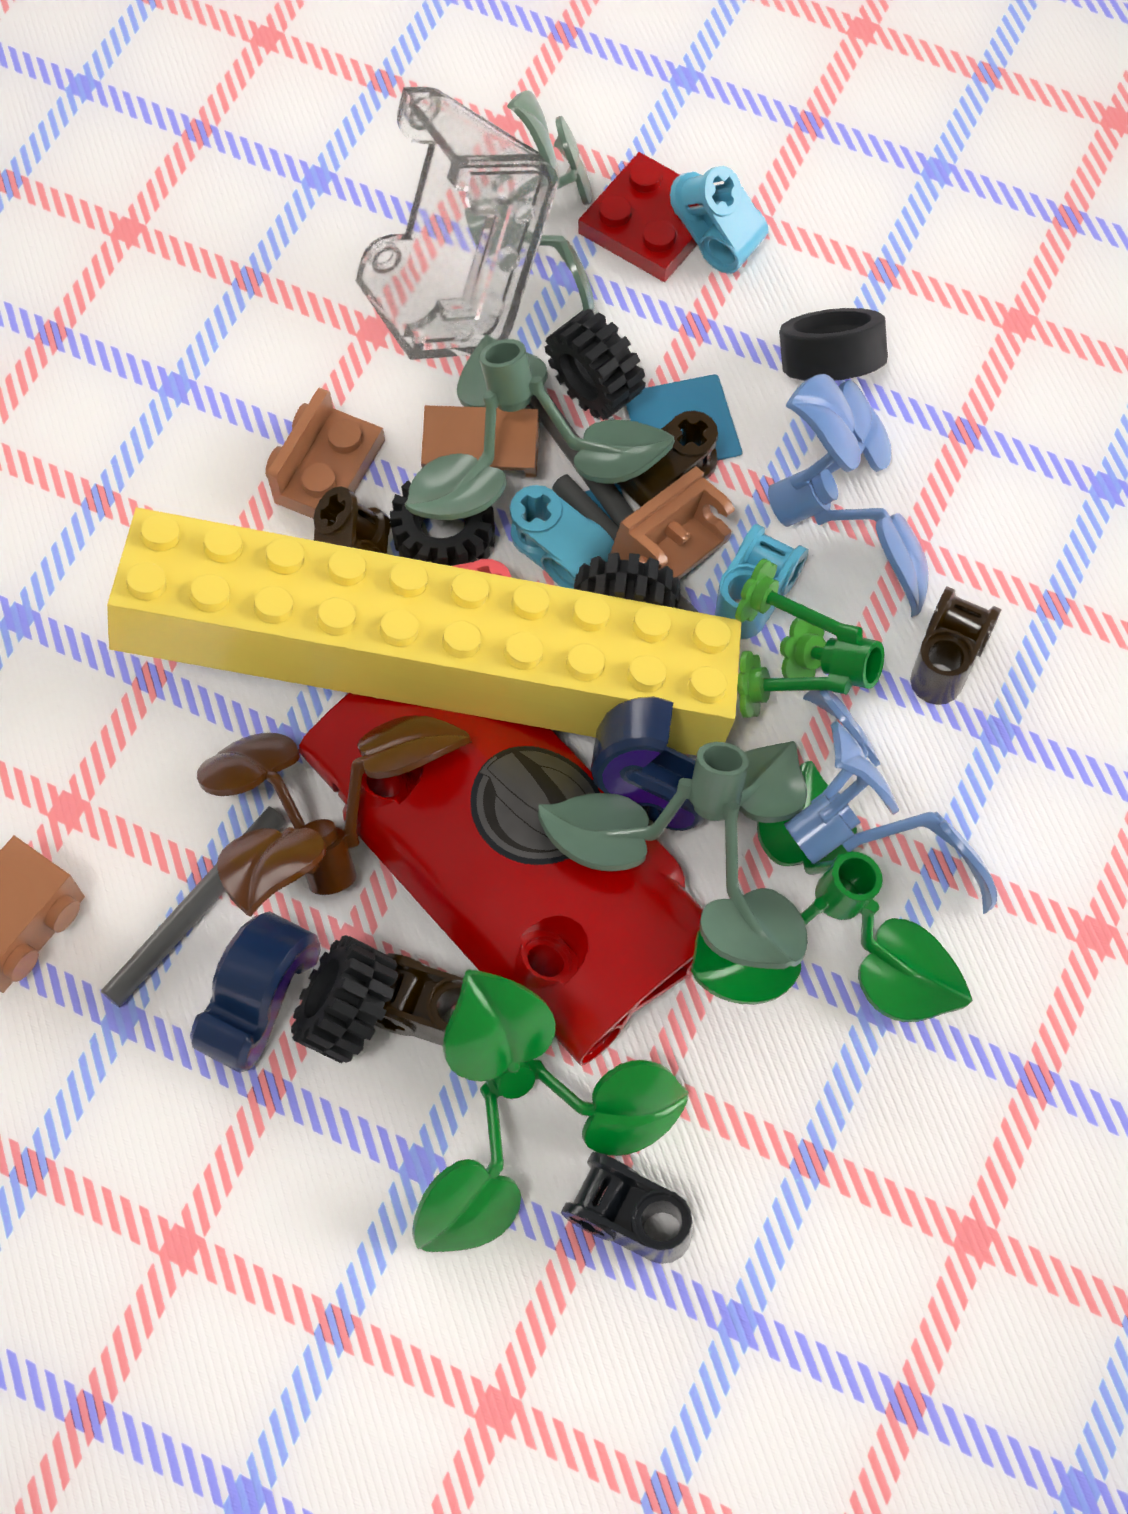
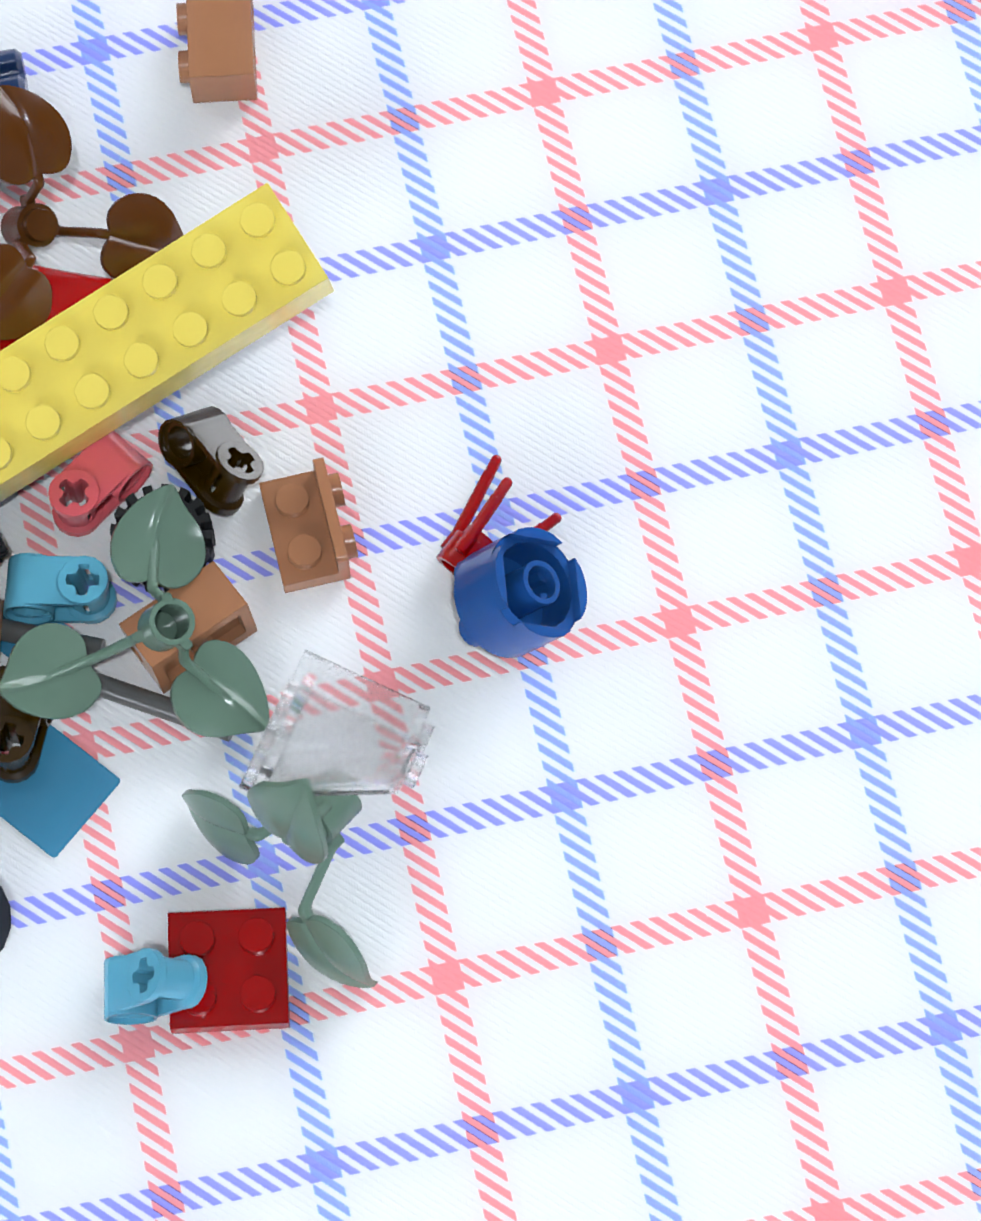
camera: 140 degrees right, 5 degrees up
(176, 925) = (105, 137): dark grey bar -> none
(222, 275) = (518, 593): none -> blue brick
(223, 355) = (469, 538): none -> red plant
(595, 364) = (140, 748): black tyre -> none

